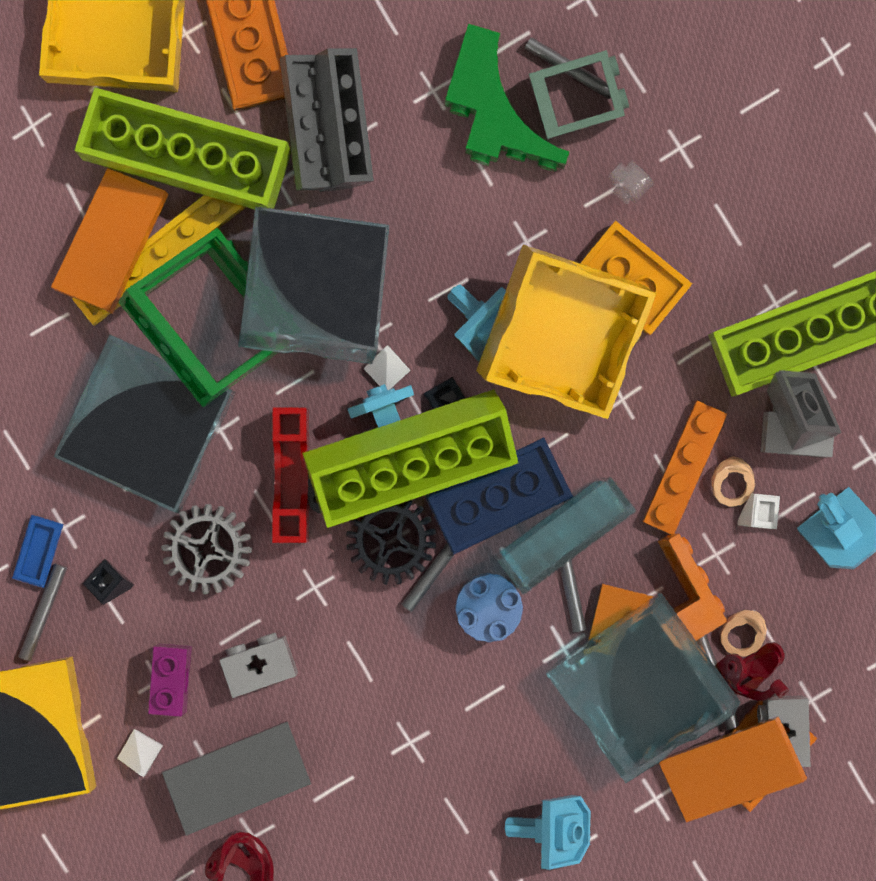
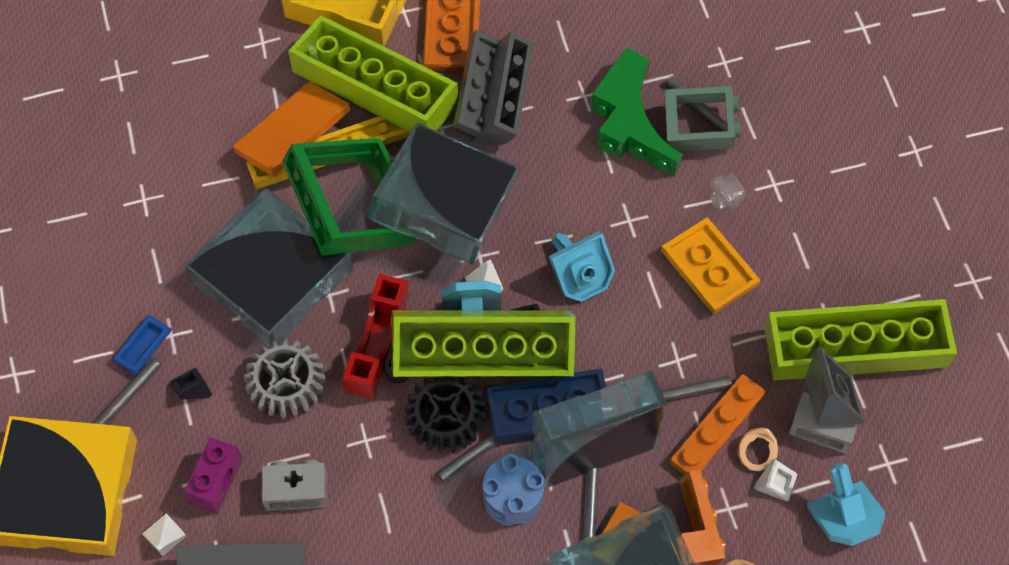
camera: 15 degrees right, 25 degrees down
(565, 331) = (643, 278): yellow tile -> none
(642, 434) = (697, 388): none -> flat silver bar

